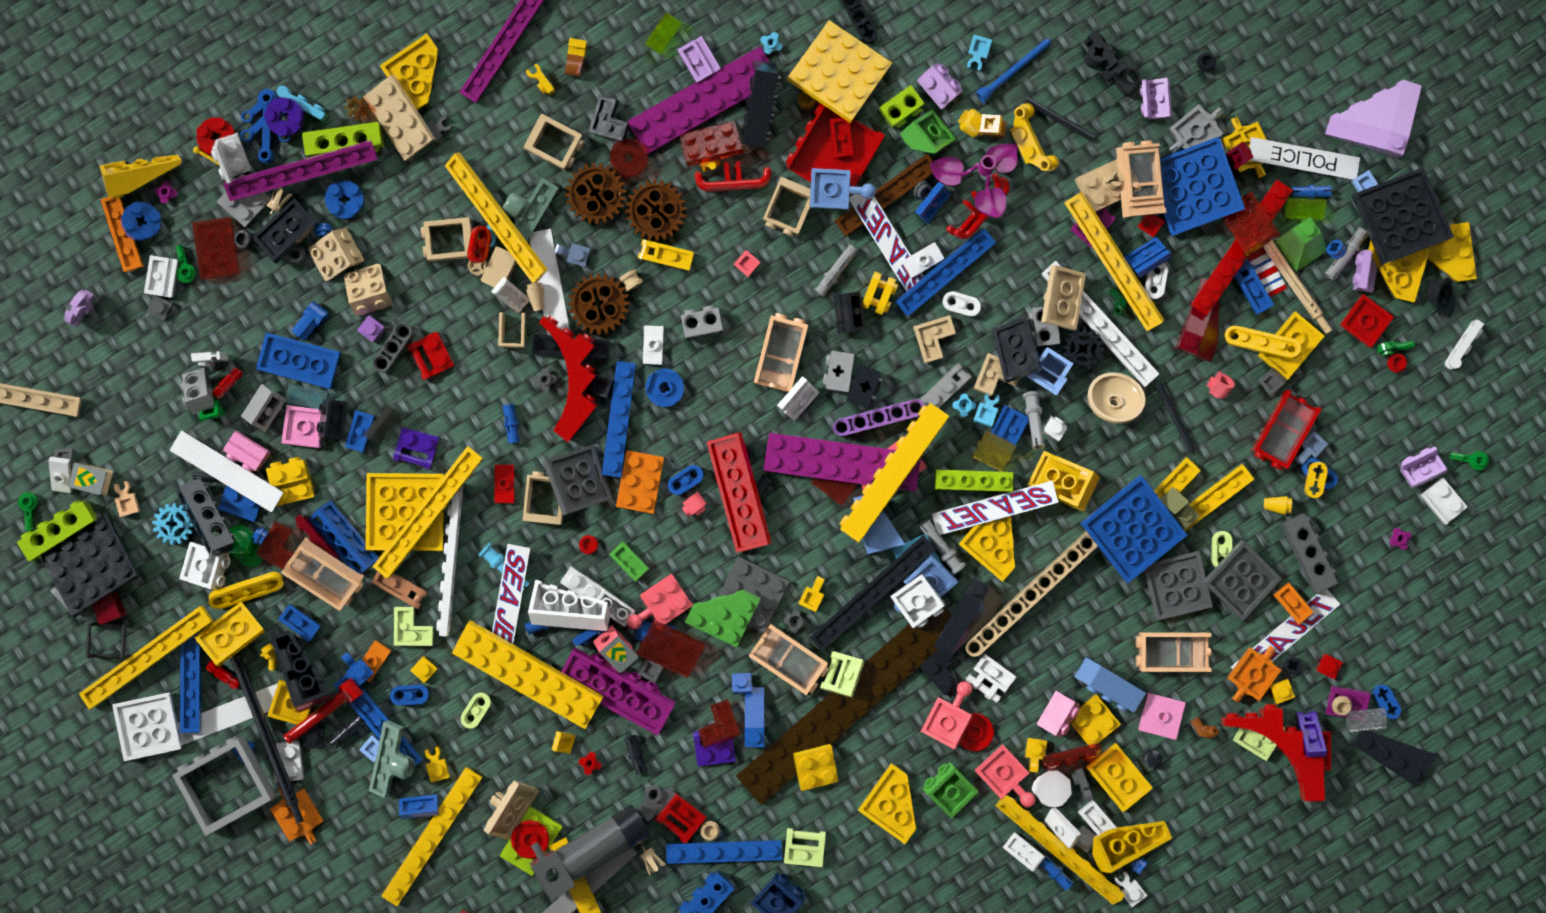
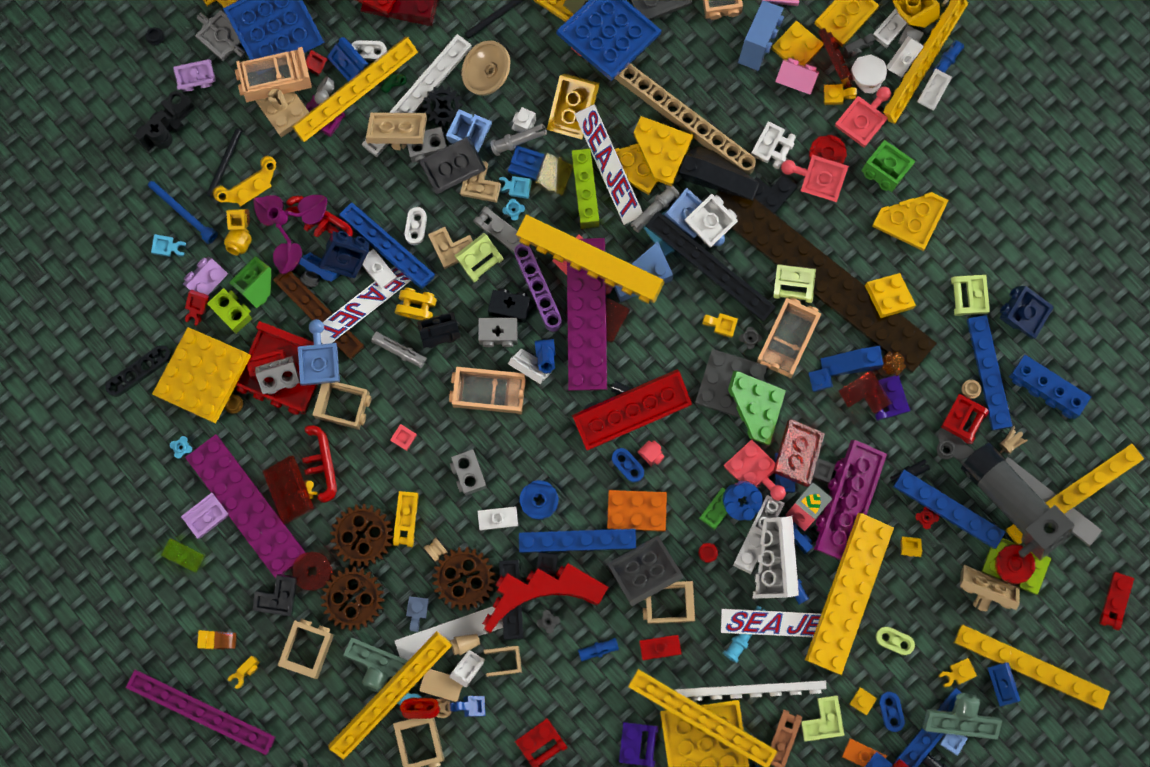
camera: 90 degrees left, 10 degrees down
(475, 294) = (472, 706): none -> plate
(593, 785) = (949, 509): none -> blue plate
(641, 584) = (738, 490): none -> blue plate
(746, 757) = (893, 363): none -> clear orange gear
(760, 104) = (242, 445): black wedge -> none
(810, 415) = (545, 353): none -> blue piece
(830, 145) = (276, 370): none -> light grey brick
(911, 74) = (197, 305): none -> red plate
(921, 359) = (474, 253): none -> yellowish green plate
(939, 228) = (344, 254): none -> dark blue plate
(1002, 564) = (662, 148): none -> yellow plate
(1121, 230) = (324, 90): none -> light grey plate

